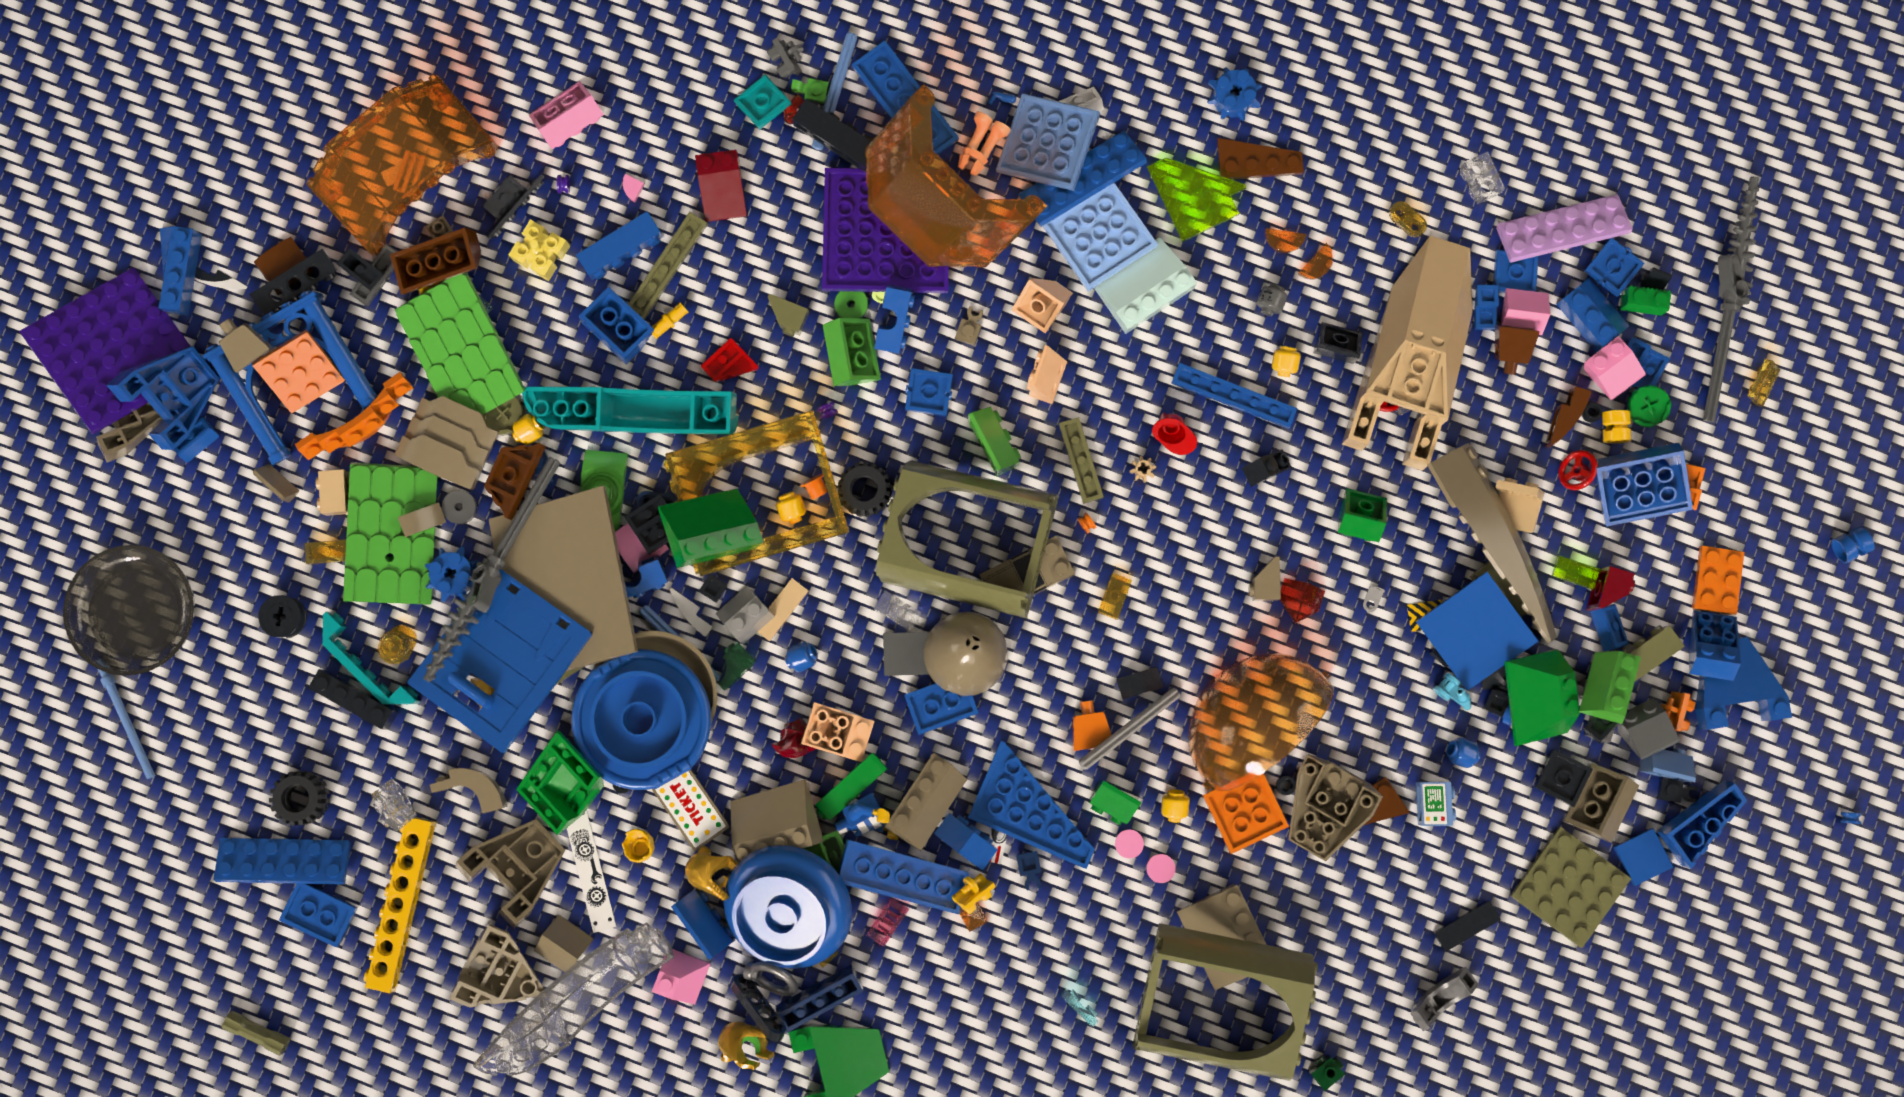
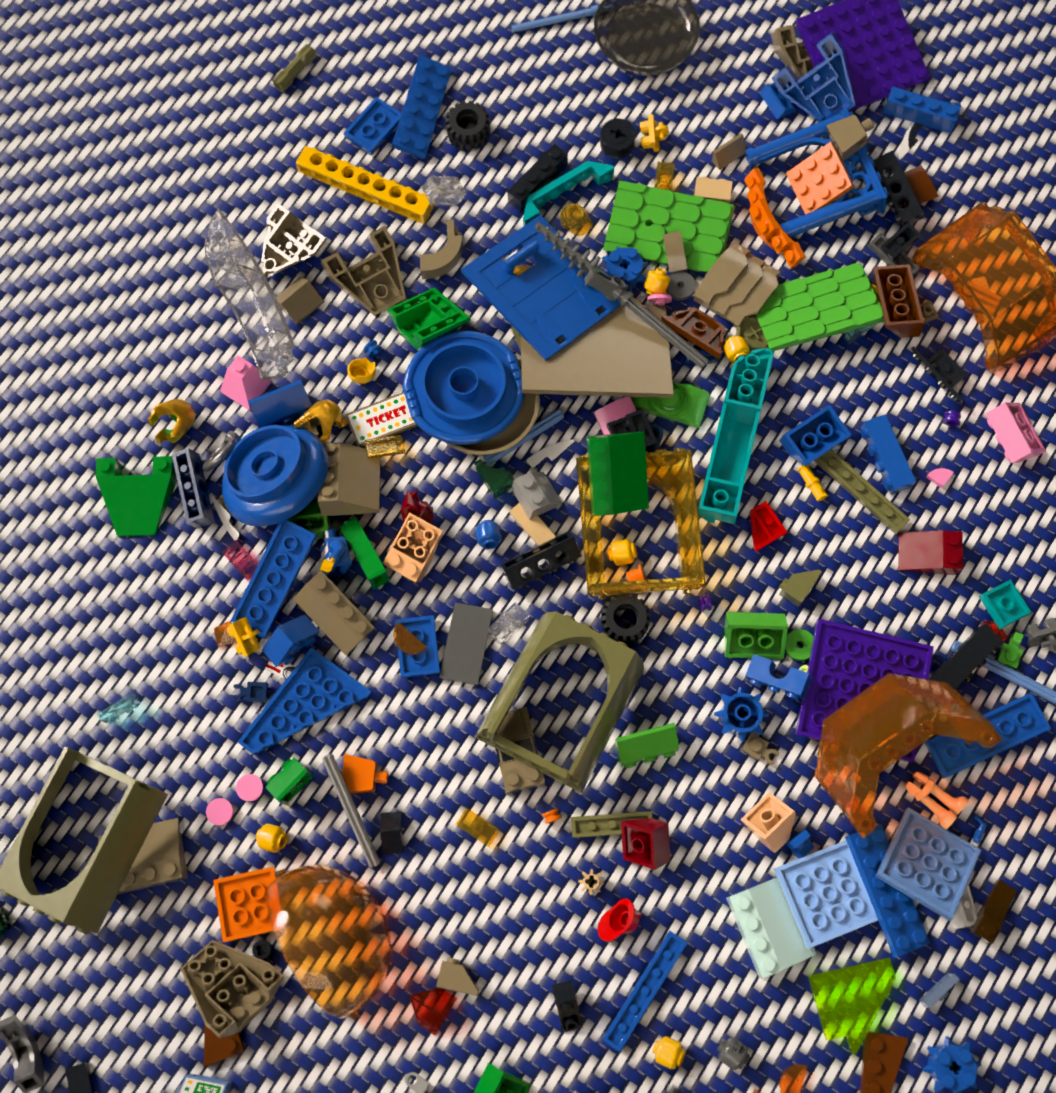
camera: 105 degrees right, 10 degrees down
(259, 580) = (656, 132): none -> yellow hips
(463, 533) = (657, 282): none -> yellow head
(485, 527) = (659, 299): none -> bright pink piece
(539, 250) = (894, 387): light yellow brick -> none
(590, 874) = (349, 332): white sticker -> none
(608, 840) = (372, 349): none -> blue bush
(652, 577) = (586, 423): blue arch -> none
(713, 588) = (565, 473): black plate -> none
(724, 796) = (384, 446): none -> clear yellow plate
(772, 1026) = (199, 438): black beam -> none
(819, 592) = (531, 558): none -> black brick
(843, 953) = (225, 516): none -> white sticker
(928, 392) = (703, 696): blue plate -> none
(939, 338) = (750, 707): none -> blue brick
(939, 716) = (407, 641): none -> clear orange tile
(958, 666) = (451, 696): dark tan piece -> none
(1048, 374) = (698, 807): light nougat slope -> none
(1057, 269) = (800, 844): none -> blue bracket
(1080, 74) = (993, 912): none -> dark brown slope
(1092, 421) = (646, 842): none -> dark red slope
(1167, 115) = (939, 990): none -> sand blue plate

